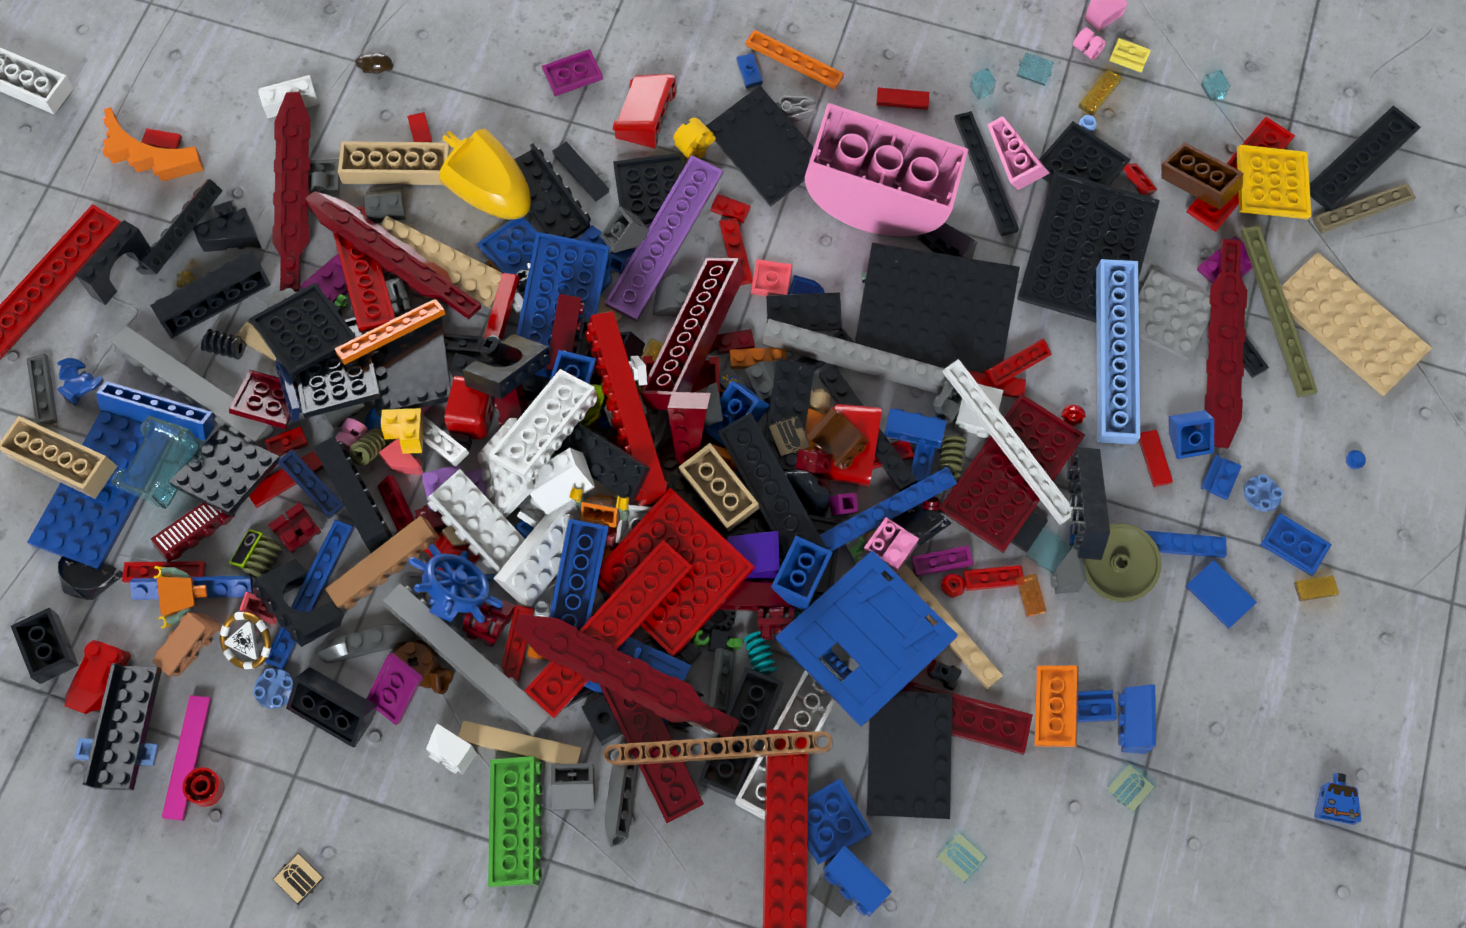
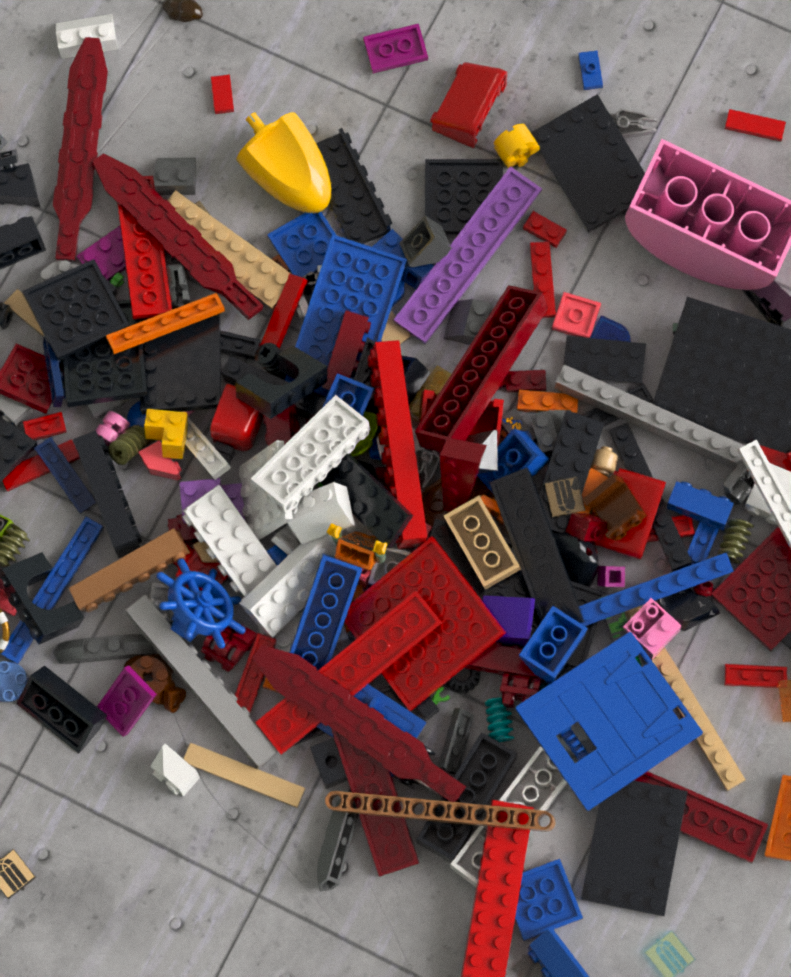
camera: 15 degrees right, 5 degrees up
(296, 530) = (46, 521): dark red hips -> none
(324, 176) = (115, 136): dark grey plate -> none
(392, 162) = (189, 131): tan brick -> none
(395, 502) = (149, 508): dark red plate -> none
(515, 822) = (229, 851): bright green bracket -> none
(572, 786) = (290, 825): slope -> none
(580, 171) = (389, 165): black tile -> none
(638, 370) = (416, 404): white plate -> none
(719, 639) = (460, 700): black piece -> none
(794, 59) = (642, 64): orange plate -> none
(942, 561) = (704, 651): magenta plate -> none
(946, 674) = (685, 768): black plate -> none
(953, 591) = (711, 684): red plate -> none

